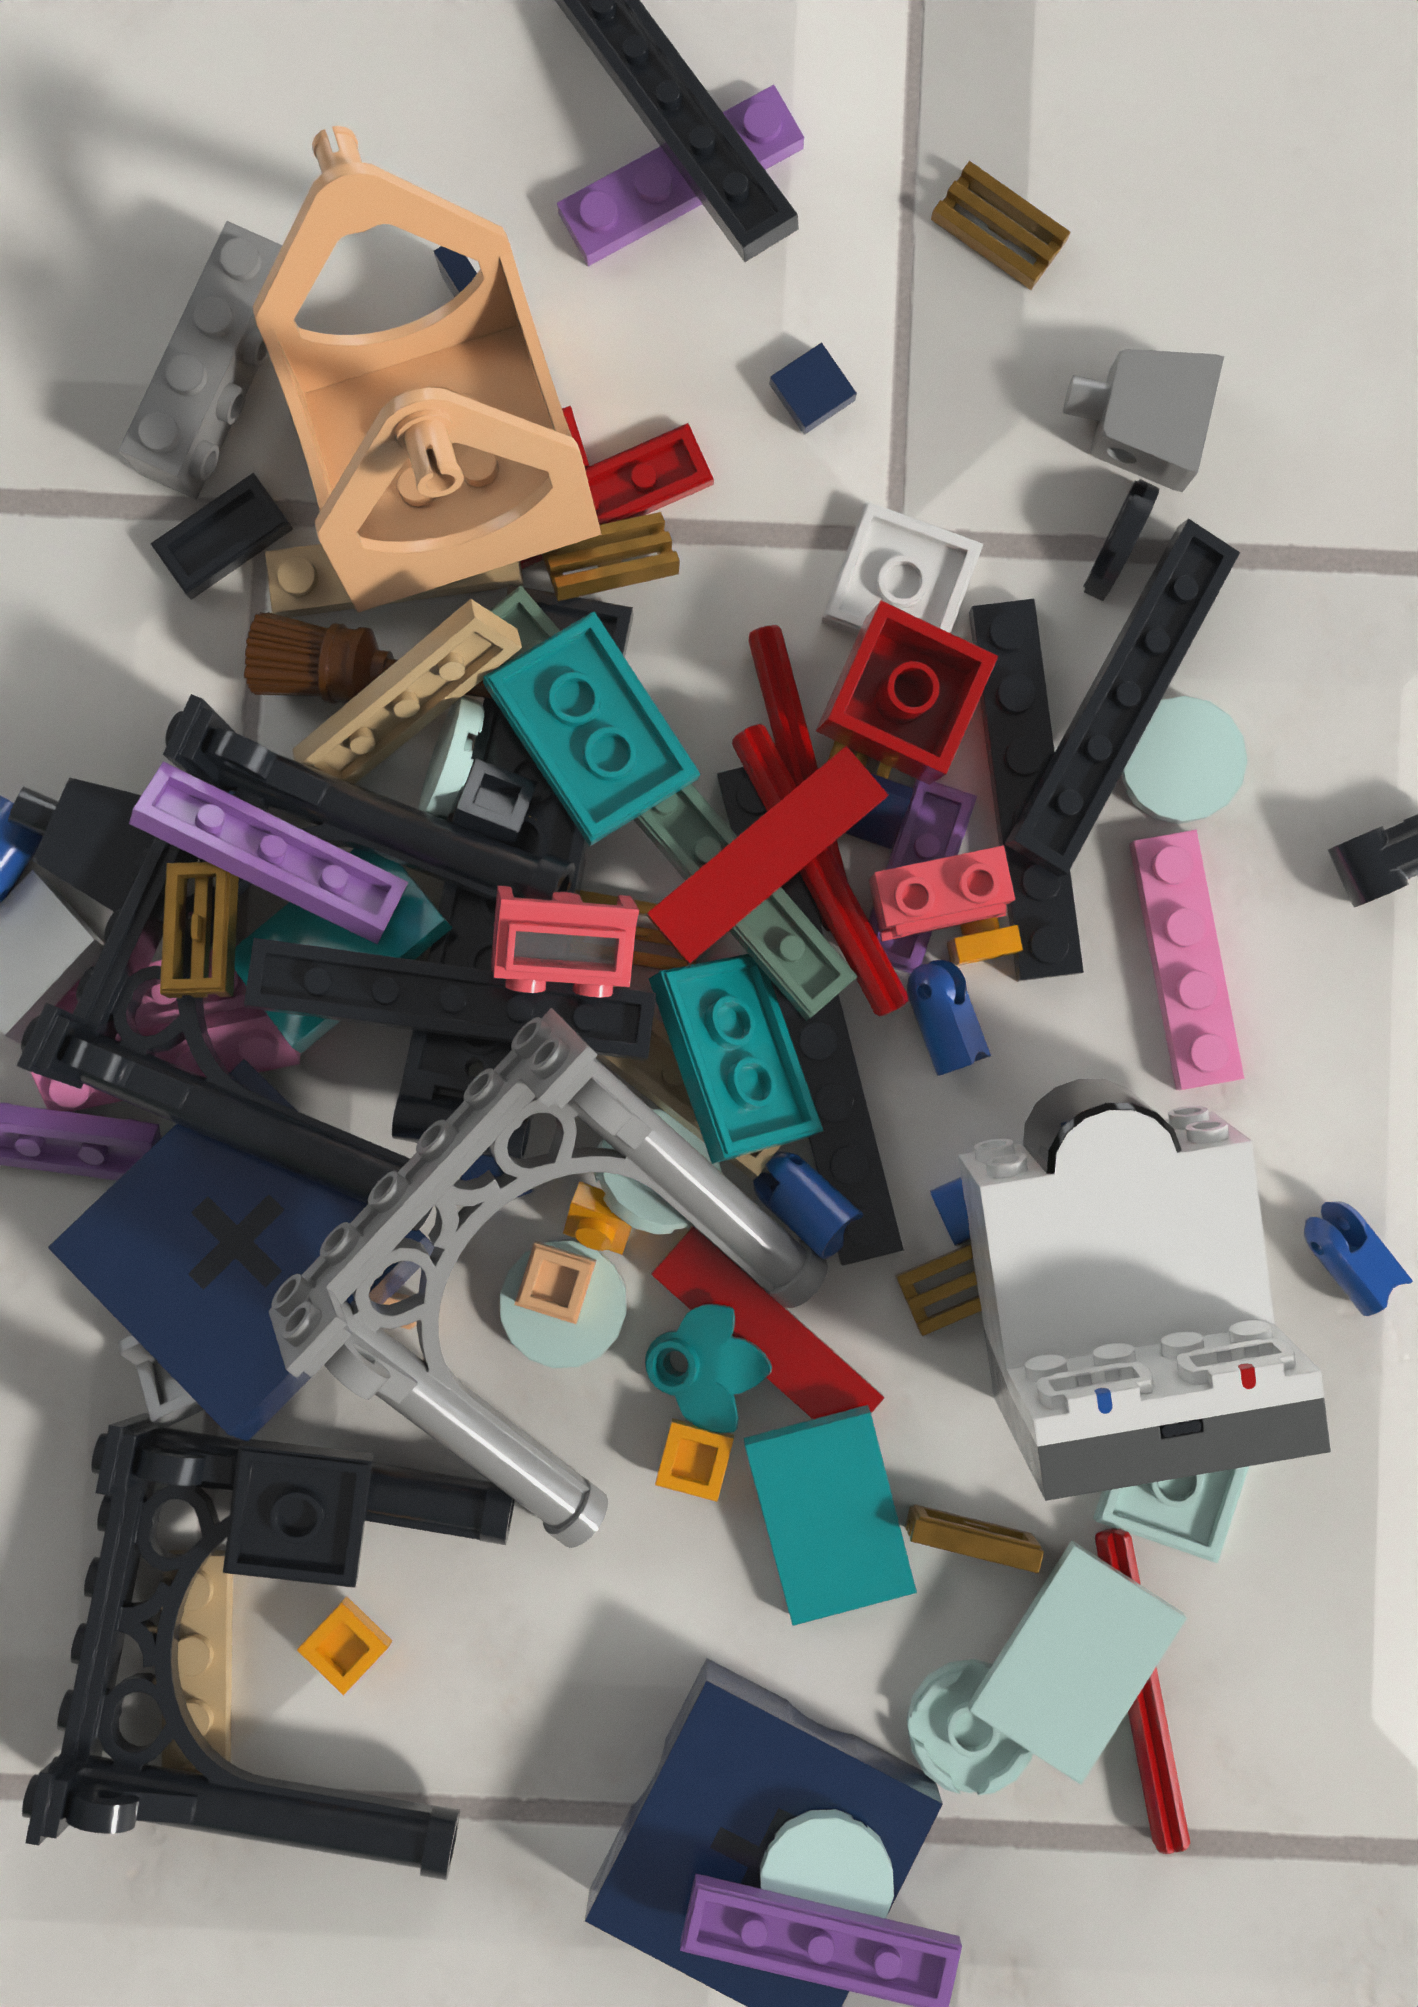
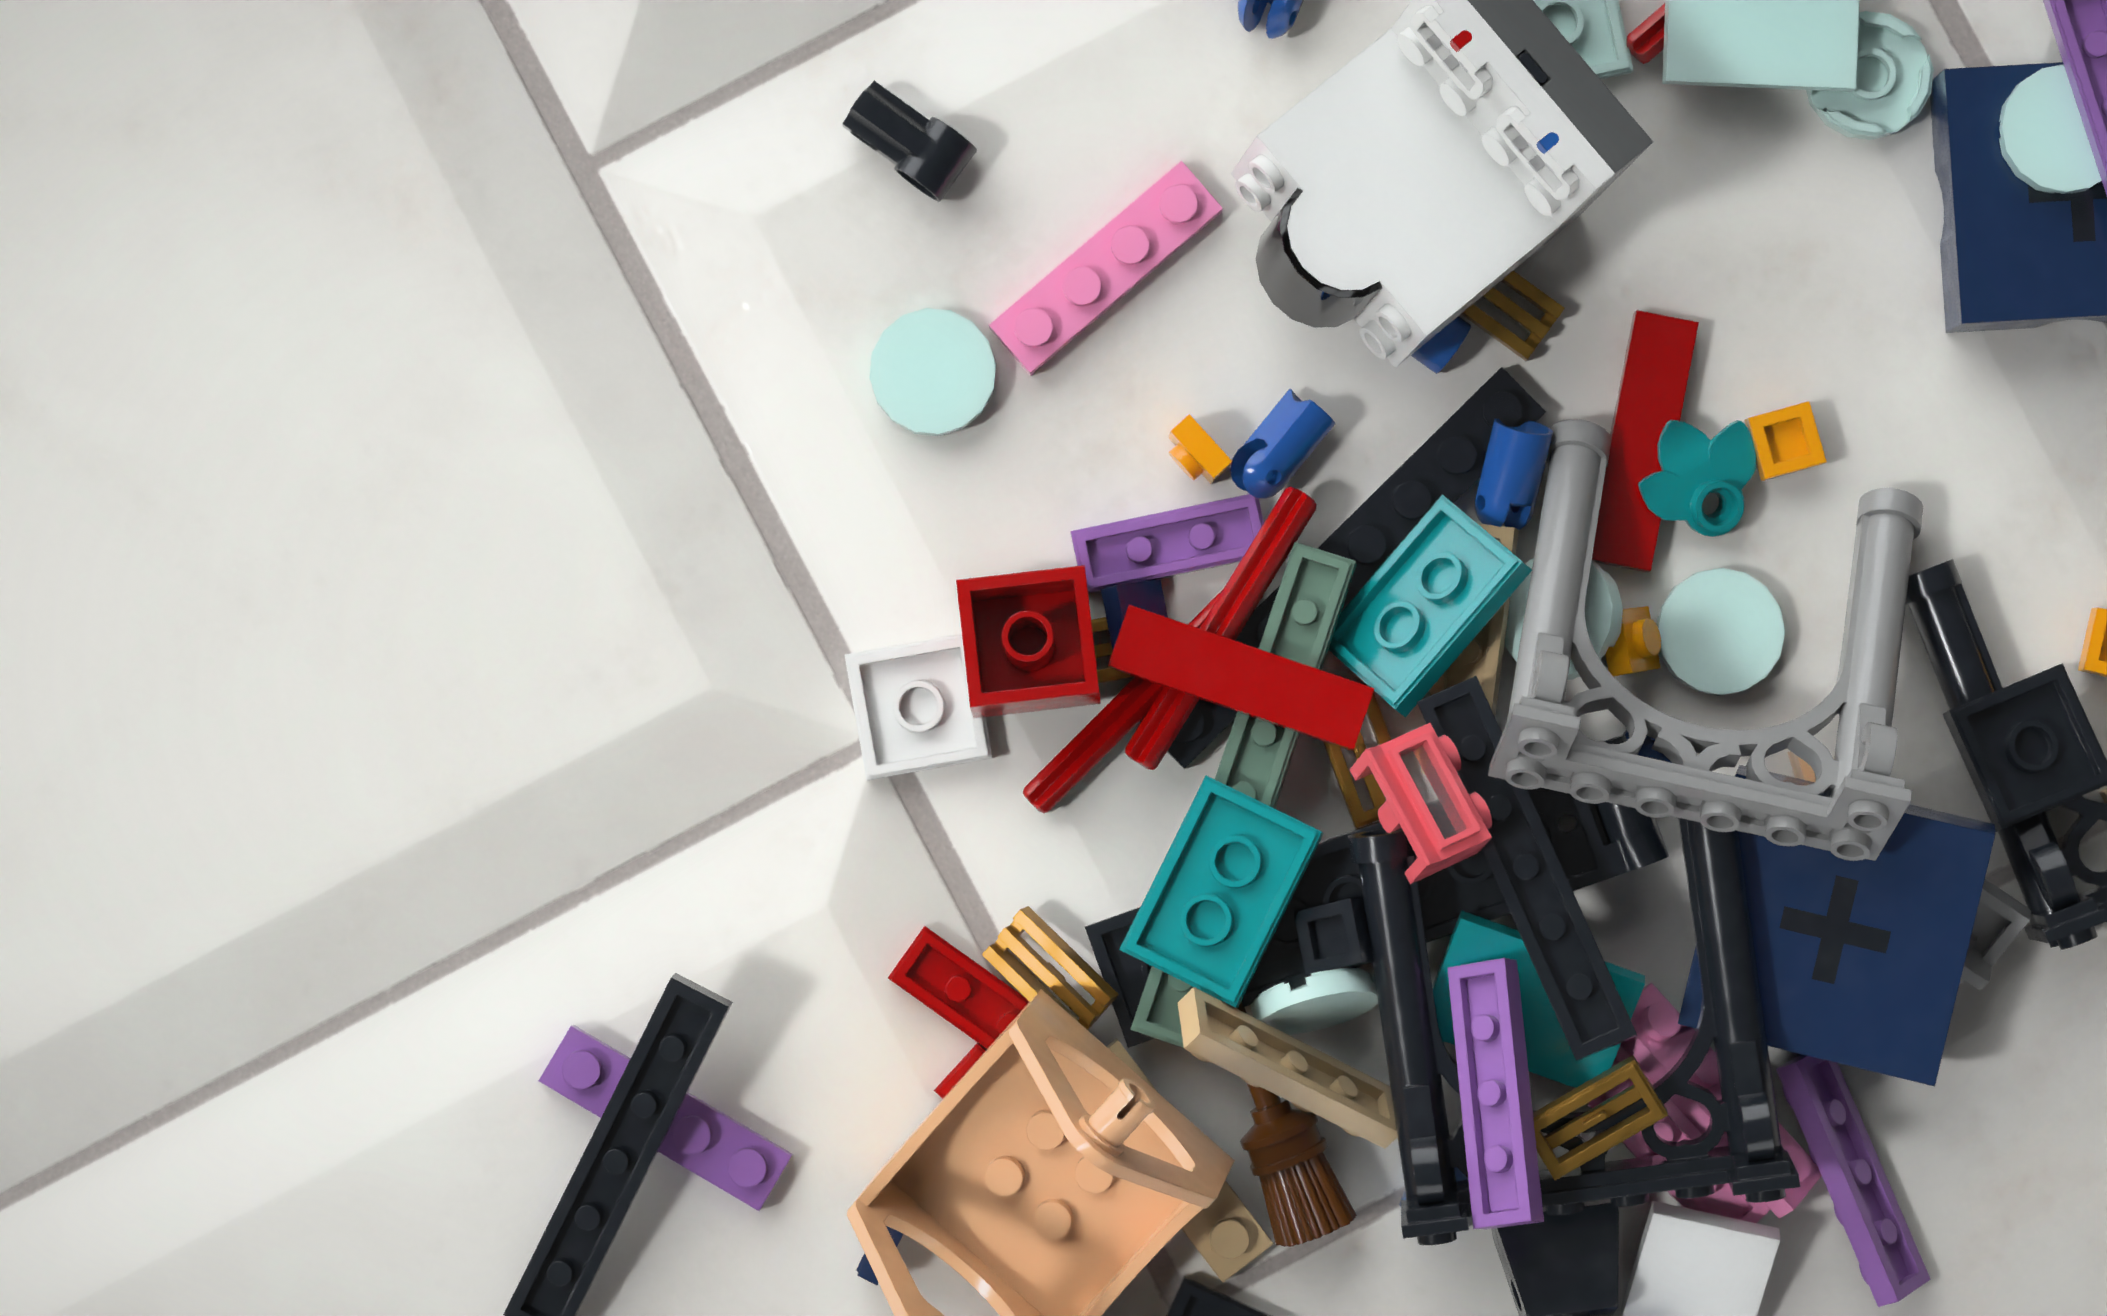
camera: 125 degrees left, 0 degrees up
(555, 1282) = (1706, 647): light nougat tile -> none
(812, 388) = (791, 886): dark blue tile -> none
(830, 1515) = (1763, 299): teal tile -> none
(941, 893) = (1183, 509): coral window -> none
(974, 1538) = (1709, 166): pearl gold tile -> none
(1012, 206) = (521, 806): pearl gold tile -> none
(1018, 753) = (1039, 491): black plate -> none
(1121, 539) = (765, 536): black tile -> none
(1122, 699) = (915, 453): black plate -> none
(1150, 412) = (645, 576): light grey torso -> none

